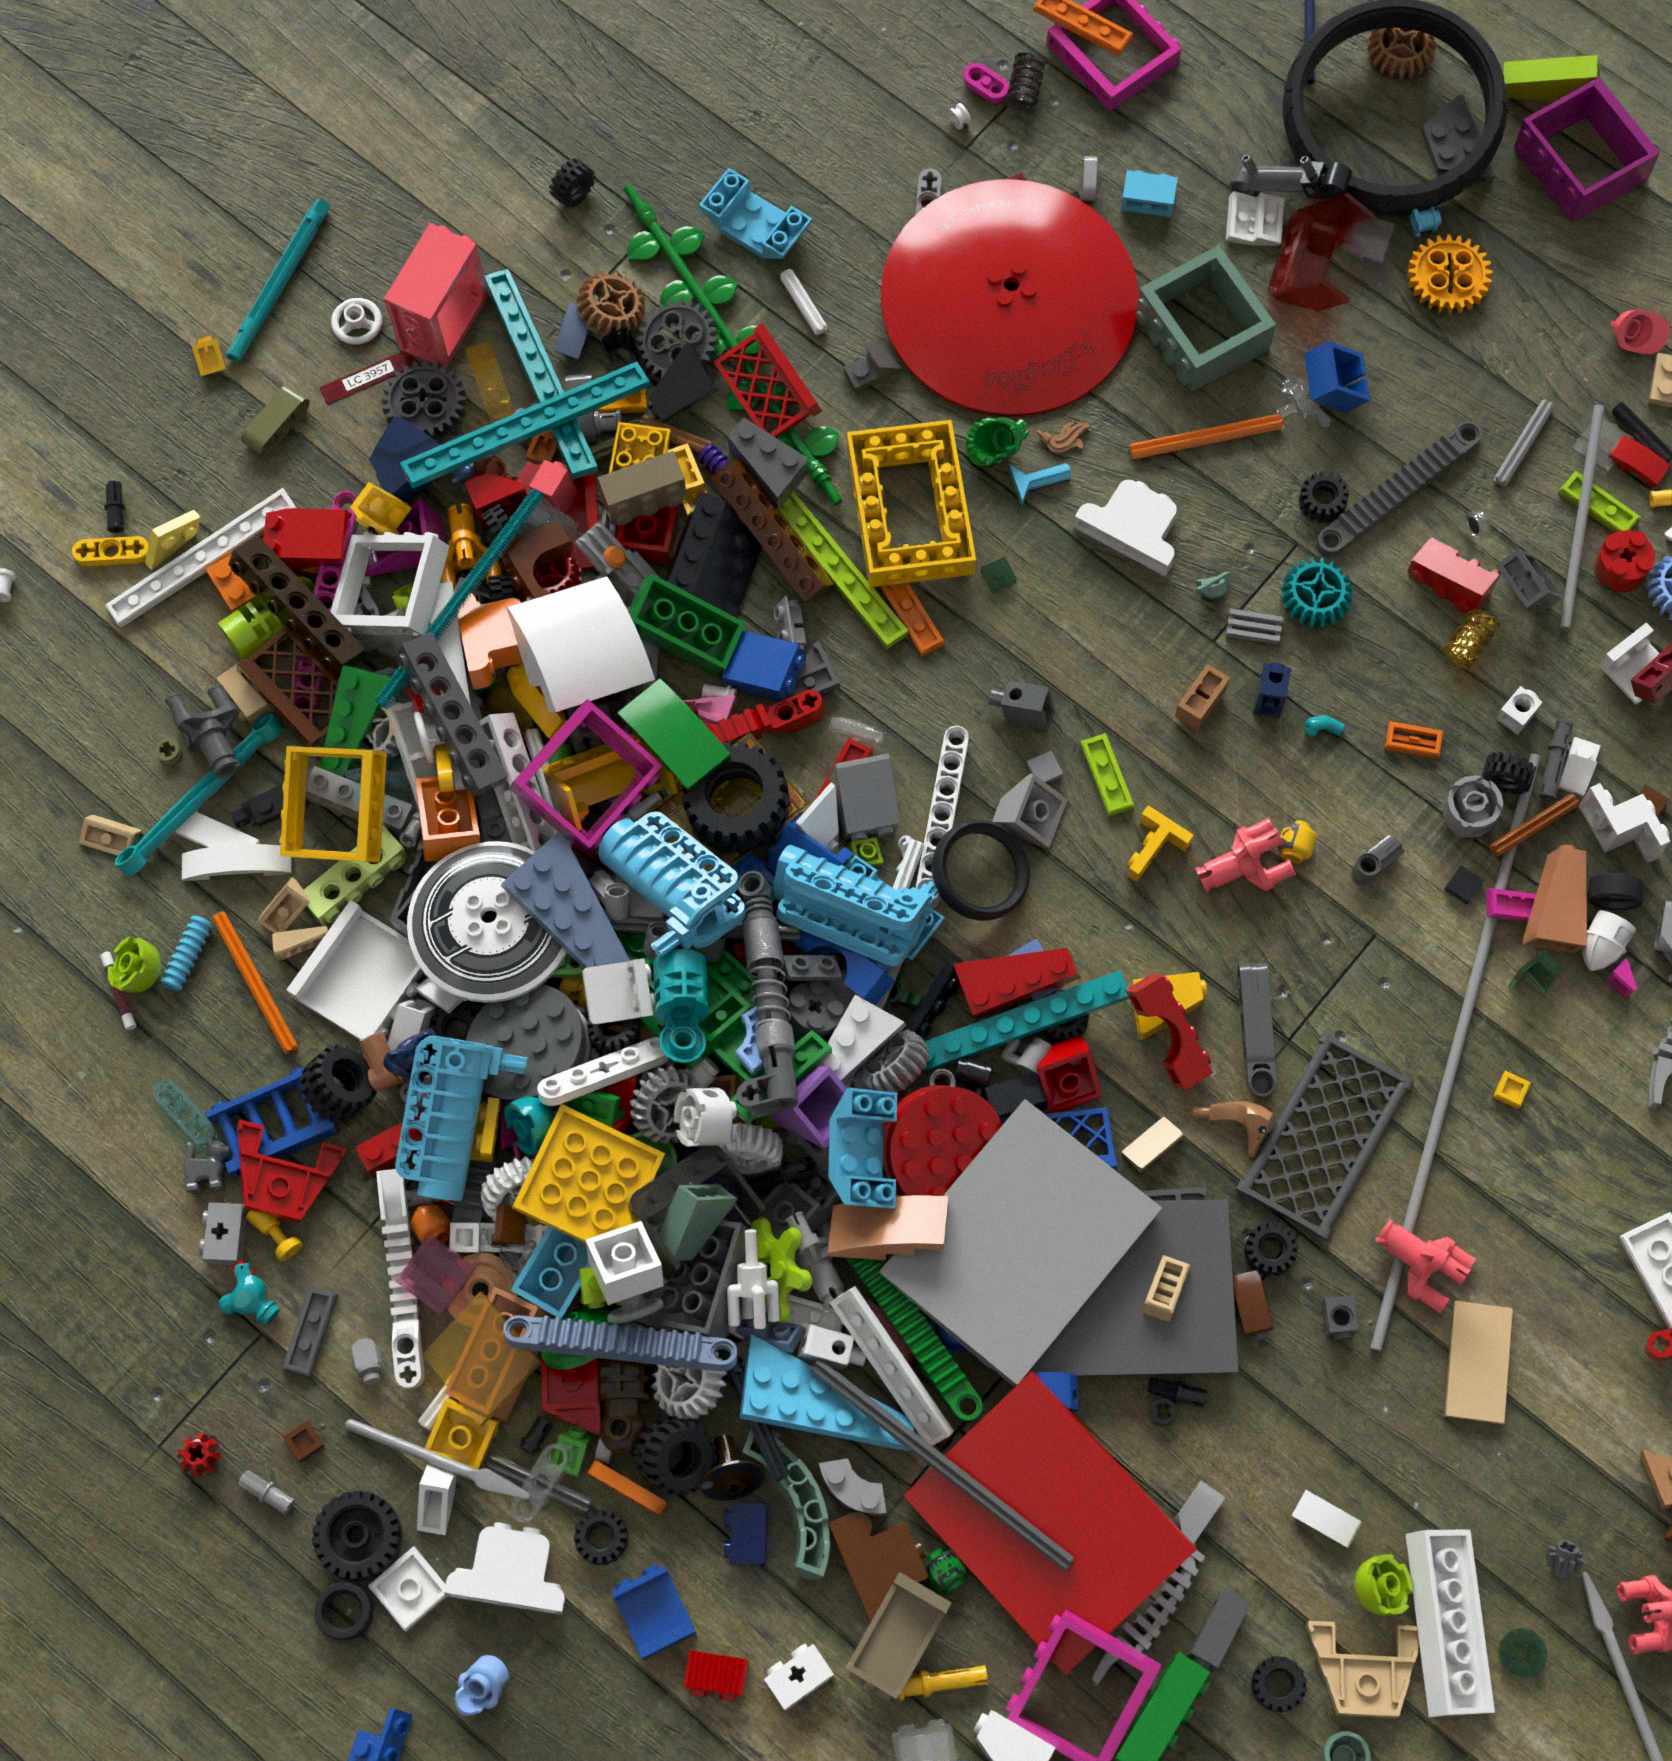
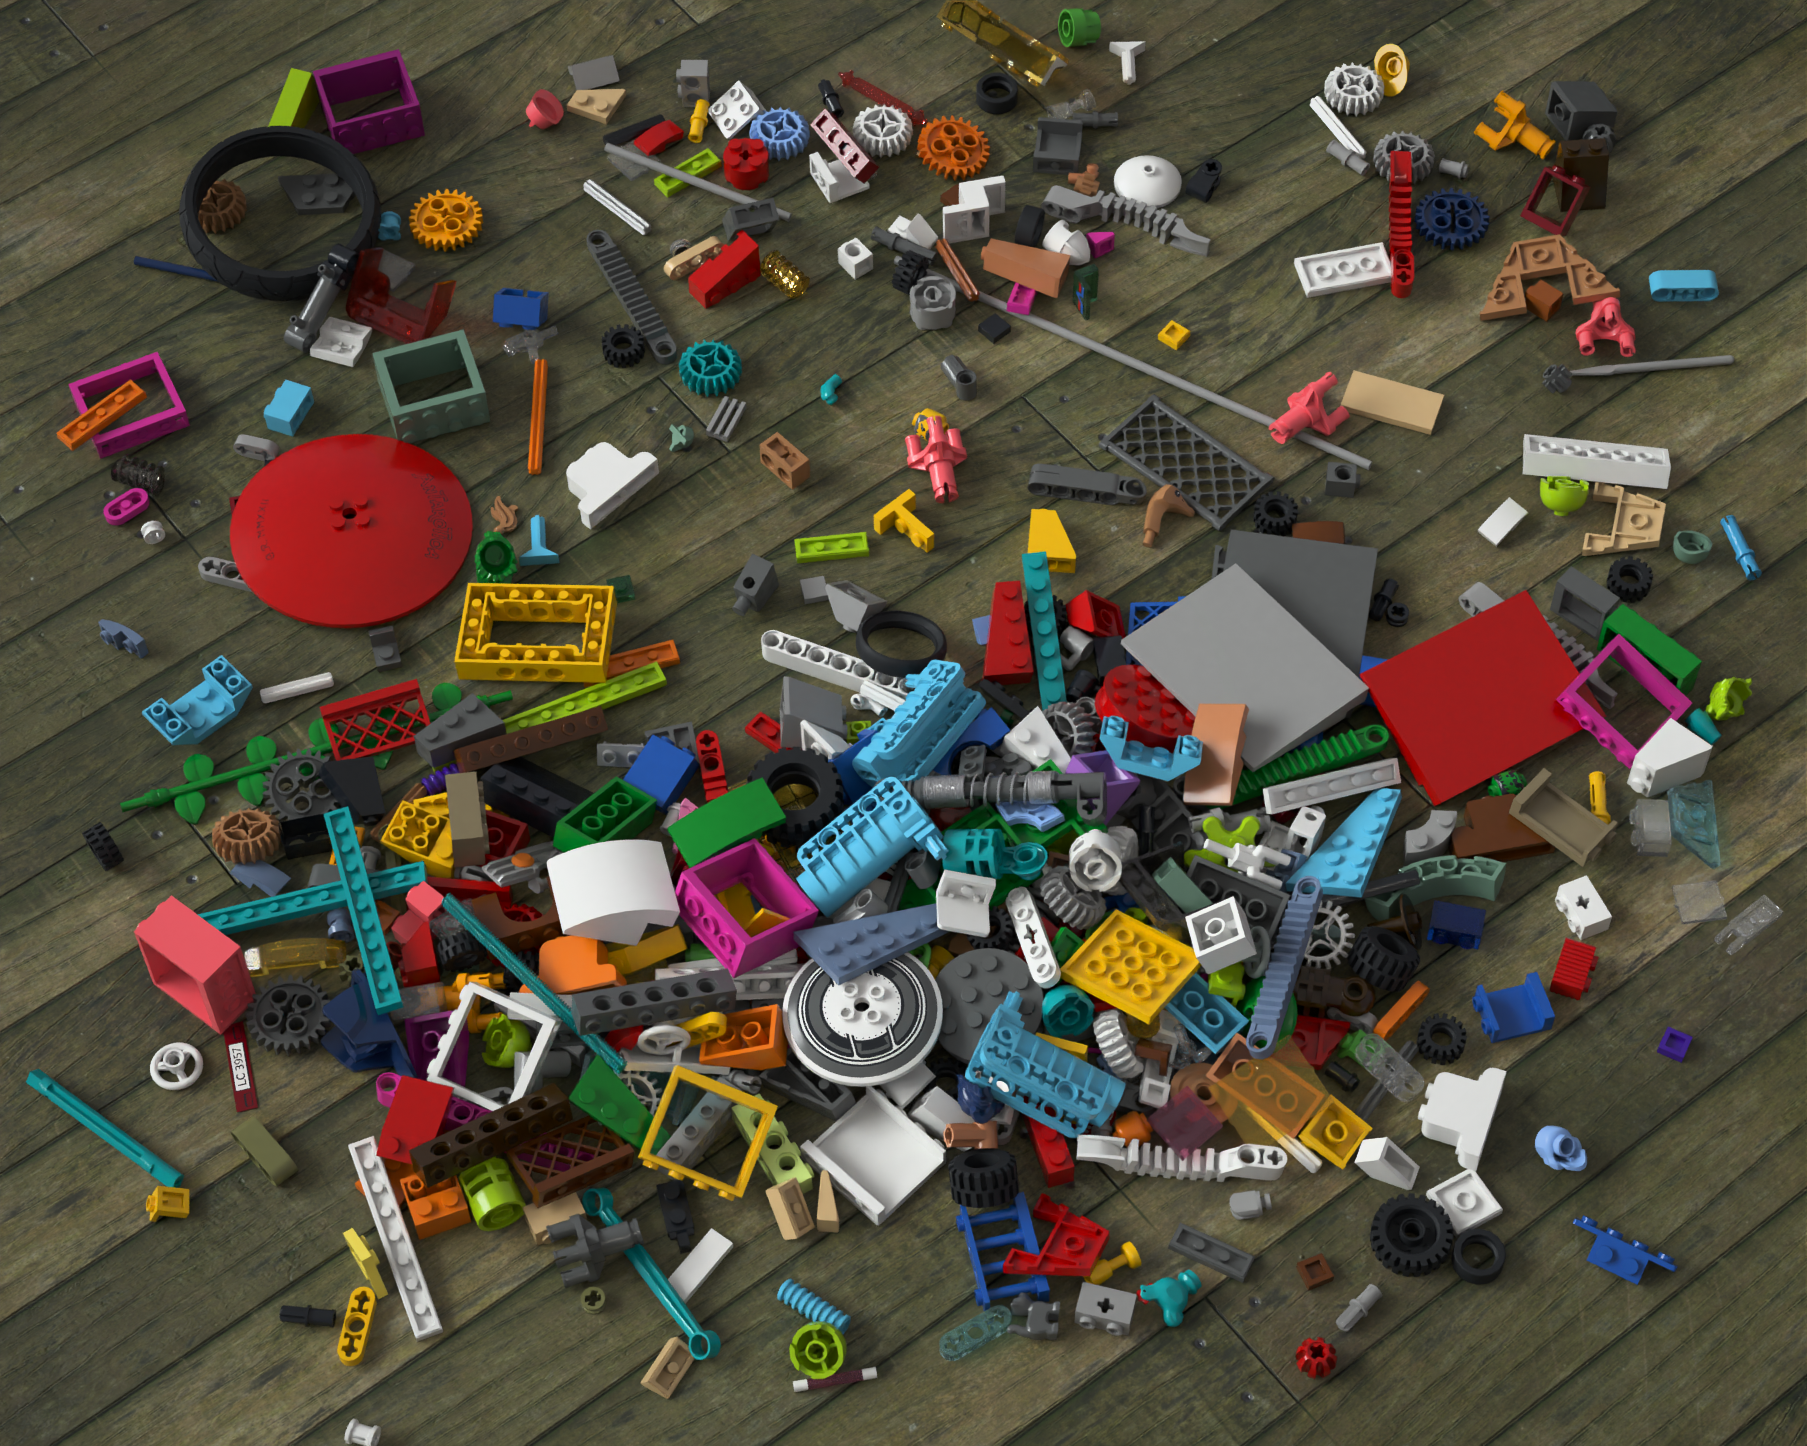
camera: 80 degrees left, 15 degrees down
(234, 859) = (728, 1255): white slope -> none
(254, 982) = (857, 1252): orange axle -> none
(379, 509) = (411, 1047): yellow bracket -> none
(444, 501) = (421, 1001): none -> clear piece
(483, 1478) = (1380, 1111): light grey piece -> none
(824, 126) = (121, 636): none -> sand blue slope
(857, 730) = (739, 718): clear pin -> none
(942, 1465) = (1421, 761): dark grey axle -> none
(1152, 1144) = (1170, 576): slope -> none
(1160, 1305) = (1312, 591): tan slope -> none
(1185, 1061) = (1103, 533): red arch -> none
(1274, 685) = (793, 410): dark blue brick -> none
(1411, 749) = (859, 350): orange tile -> none
(1470, 539) = (683, 264): none -> tan beam
(1536, 1657) = (1628, 416): clear green gear -> none

